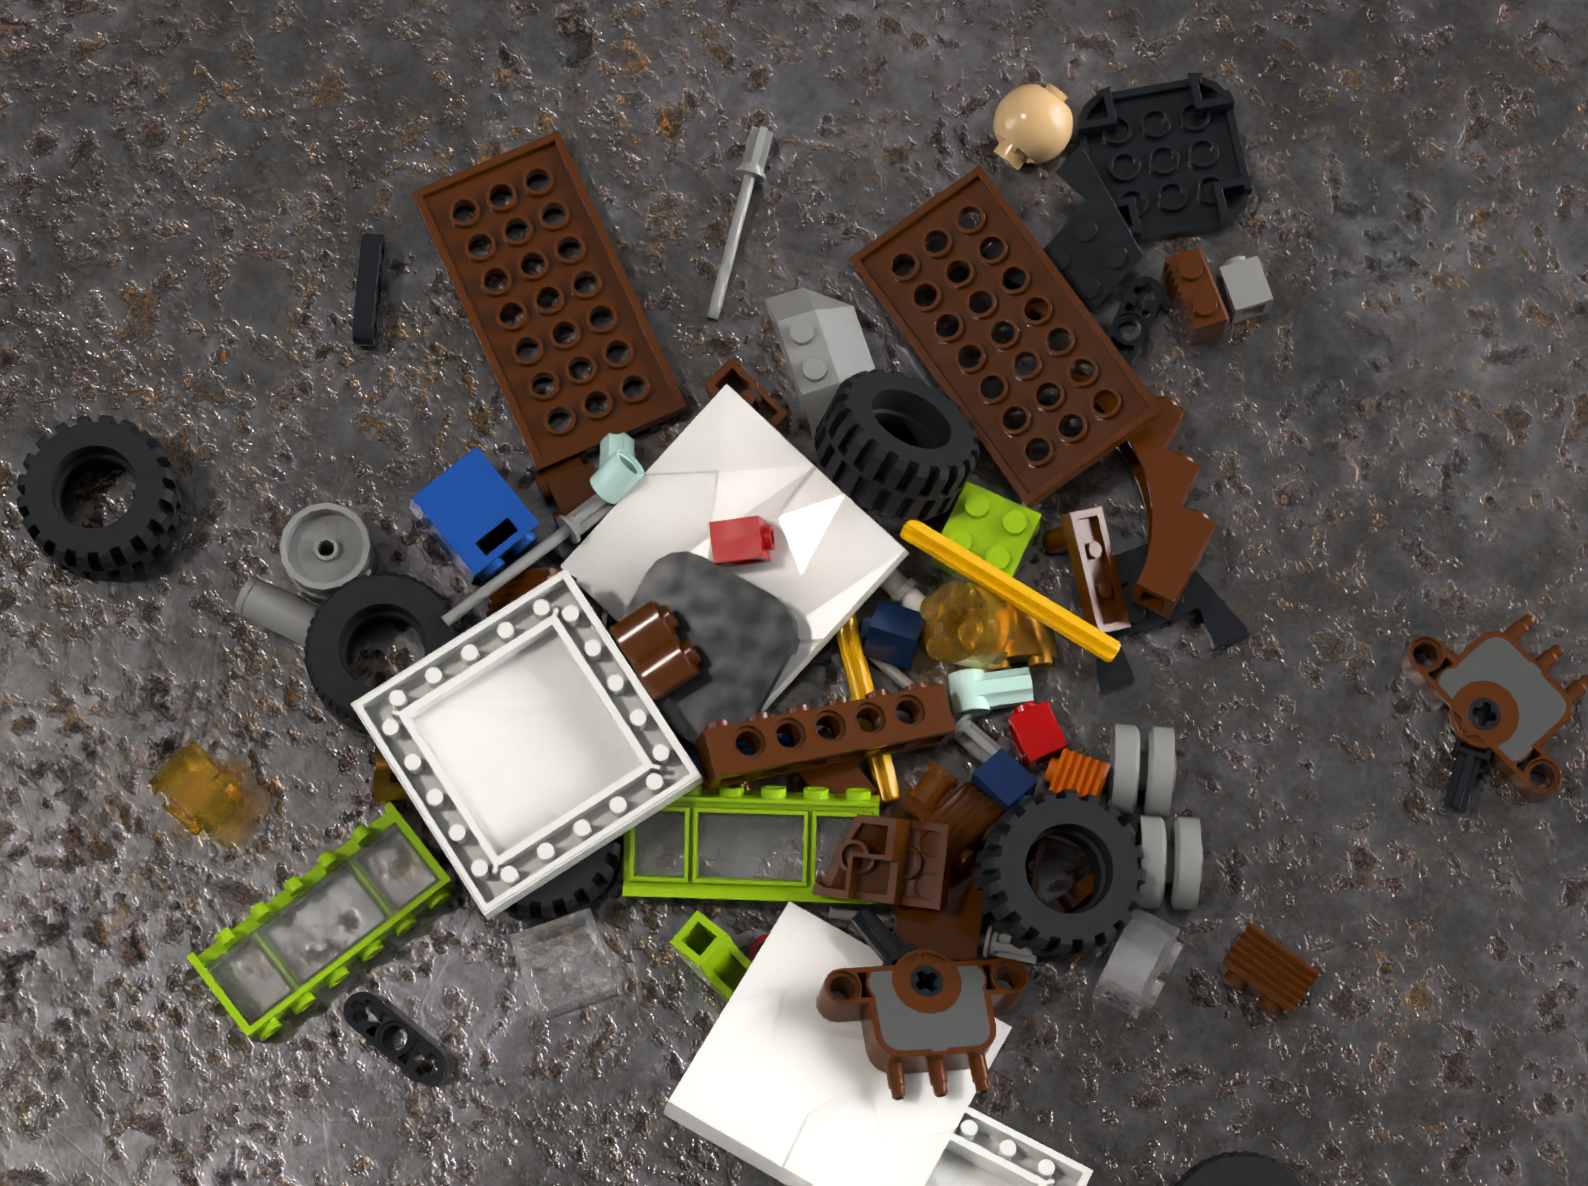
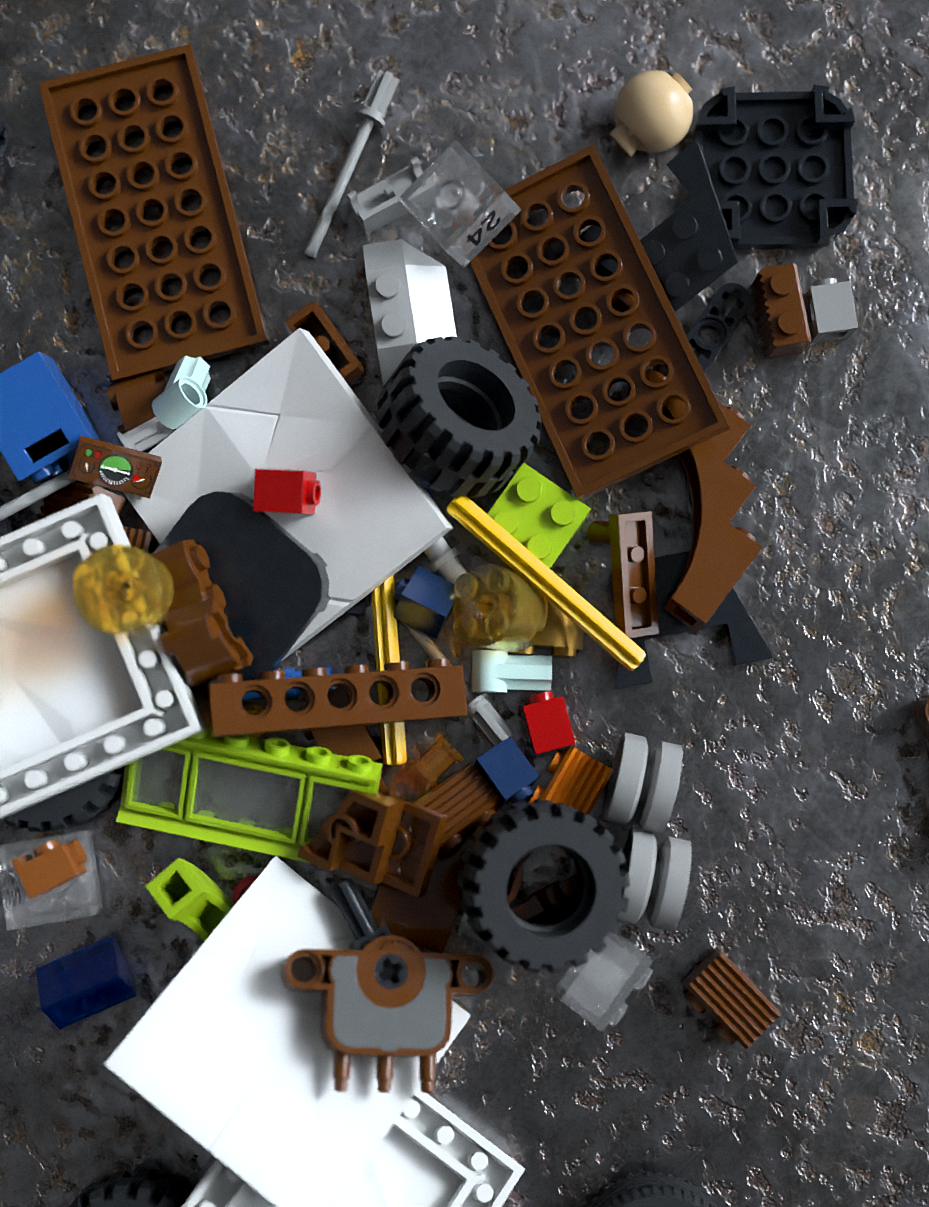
camera: 10 degrees right, 10 degrees up
(564, 548) = (114, 467): none -> reddish brown tile
(573, 939) = (51, 866): none -> dark orange brick
(615, 1067) = (84, 983): none -> clear blue brick
(619, 629) = (100, 580): none -> clear yellow brick
(688, 694) = (204, 642): none -> reddish brown cylinder
(786, 247) = (380, 202): none -> light grey hinge
(859, 242) = (459, 204): none -> clear brick

